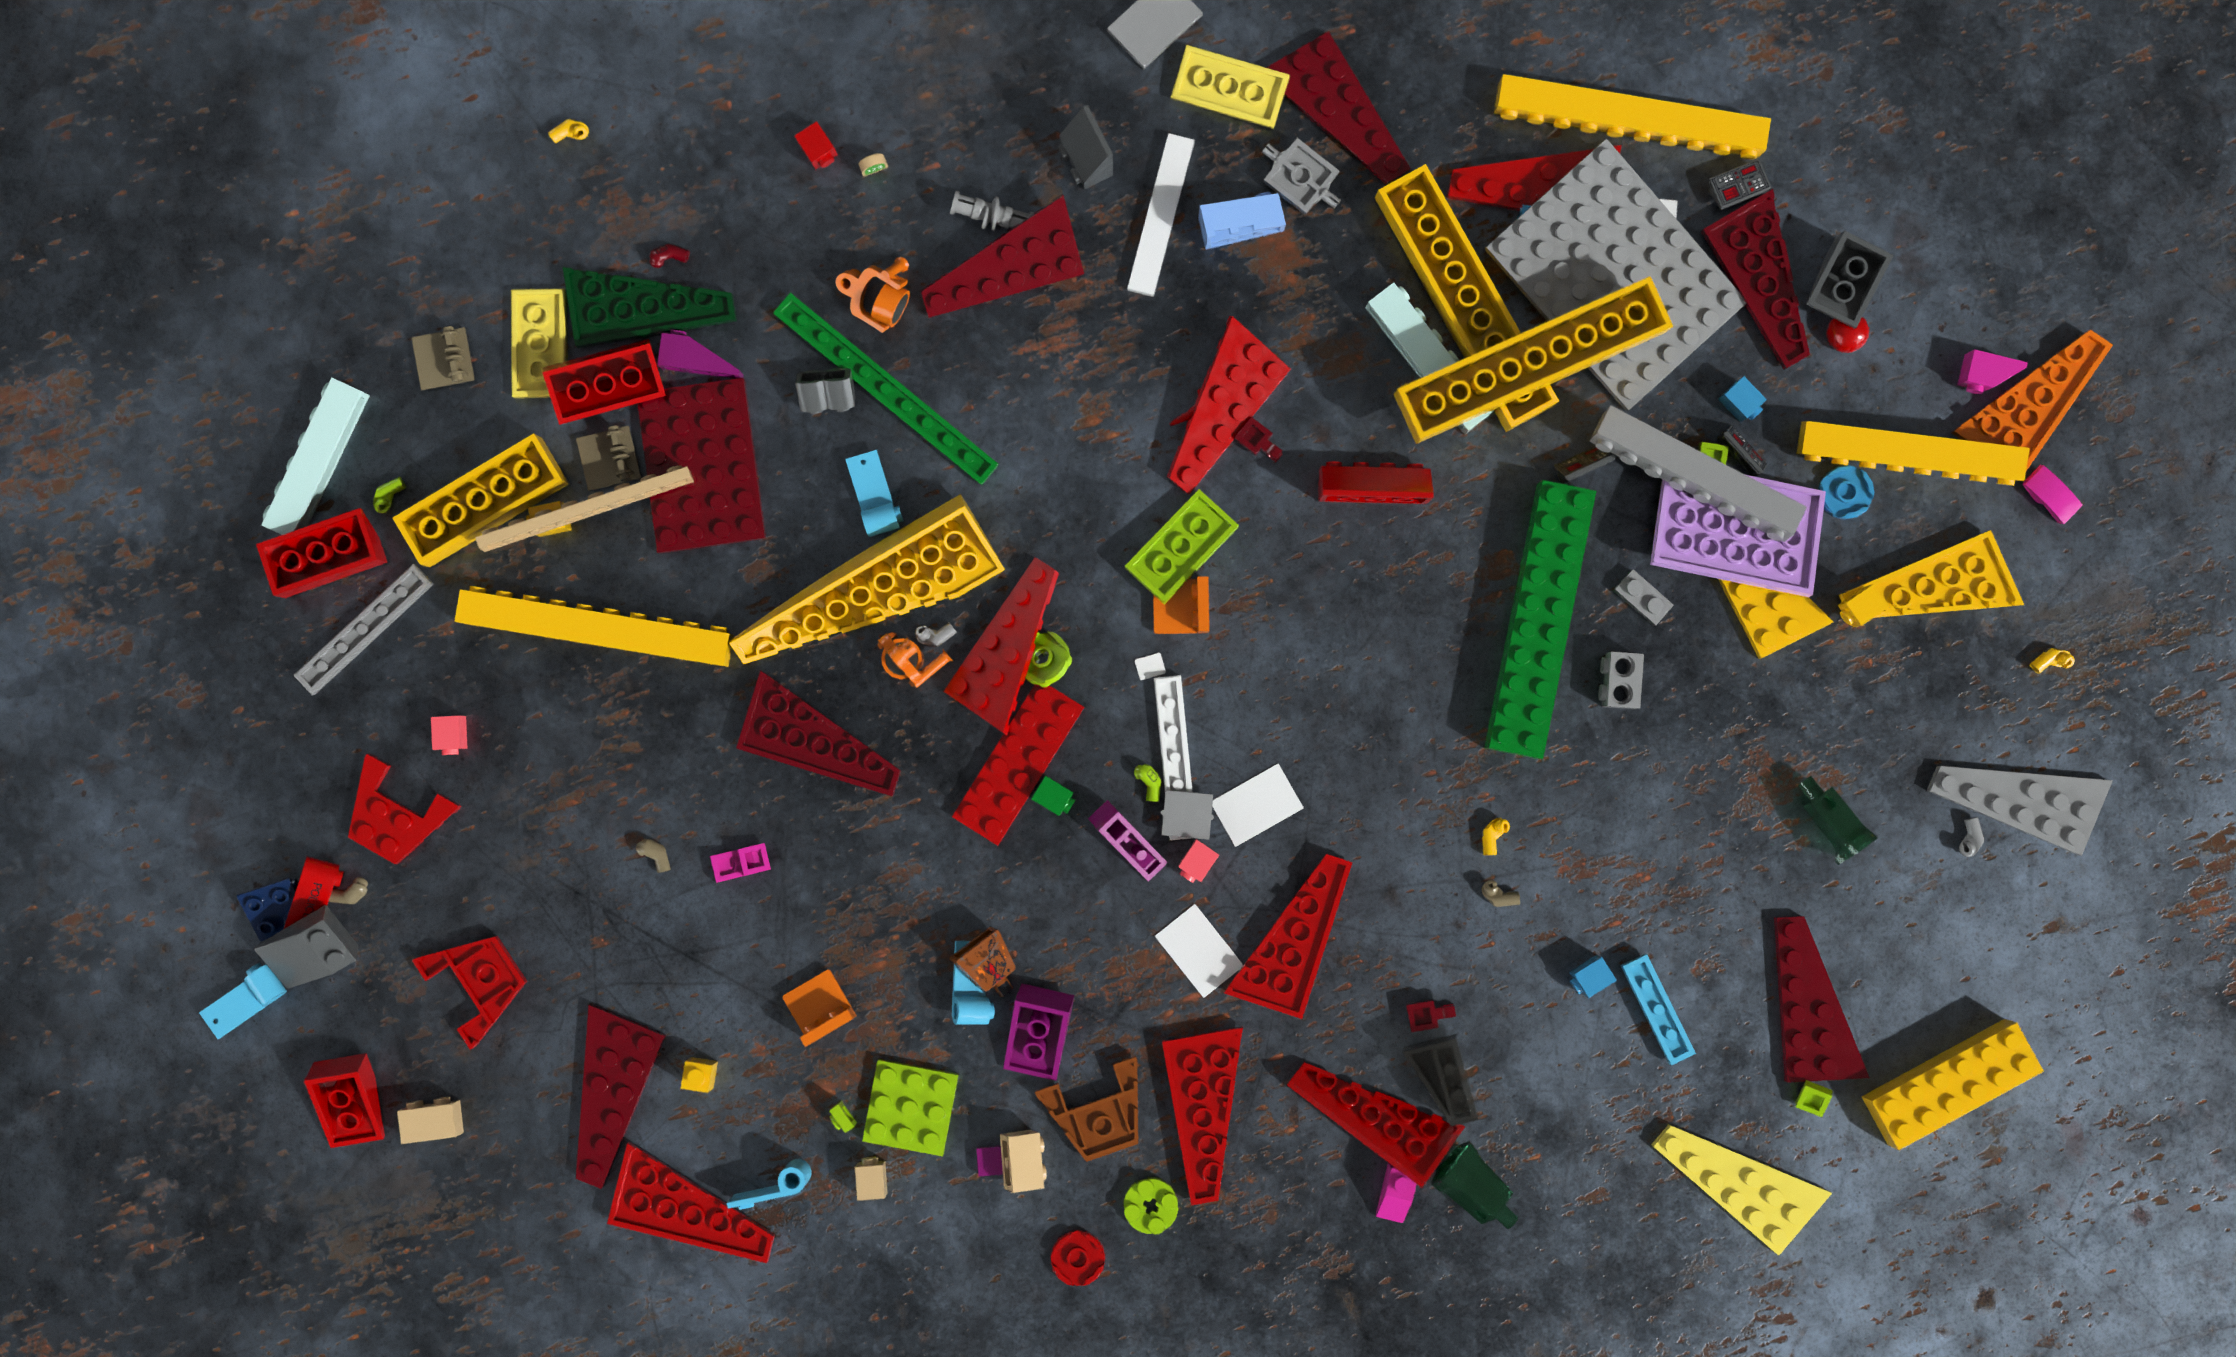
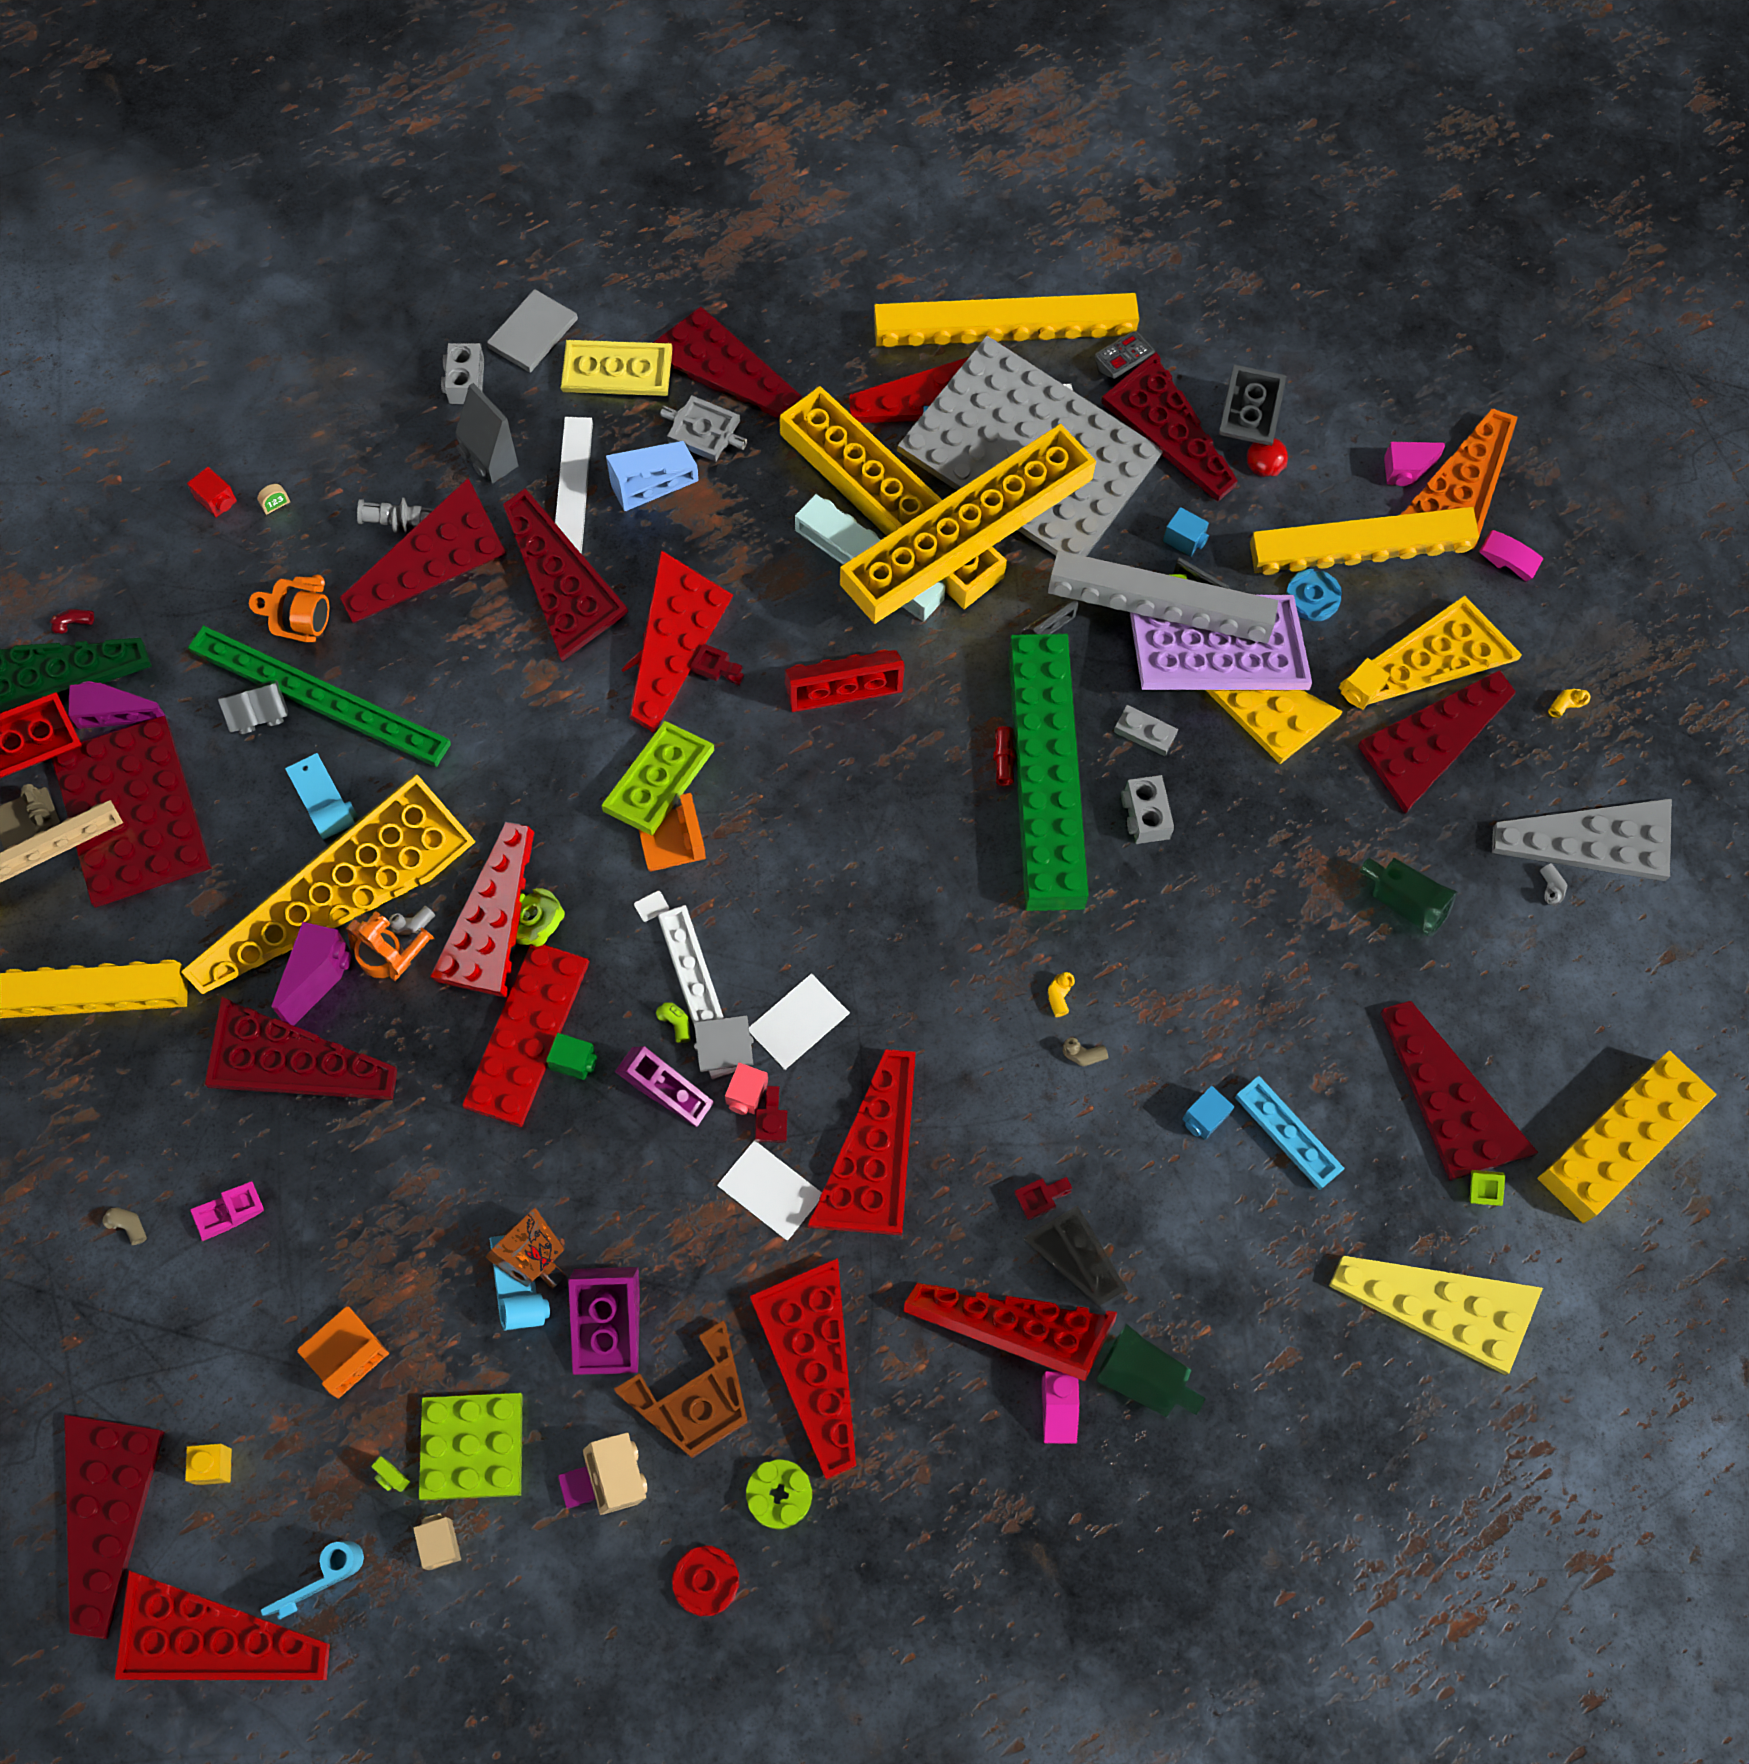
camera: 20 degrees left, 20 degrees down
(844, 664) = (311, 971): none -> magenta slope
(1083, 62) = (463, 367): none -> light grey brick
(1135, 326) = (568, 588): none -> dark red wing
(1212, 893) = (771, 1122): none -> dark red plate
(1504, 594) = (1004, 756): none -> red pin
(1900, 671) = (1426, 743): none -> dark red wing

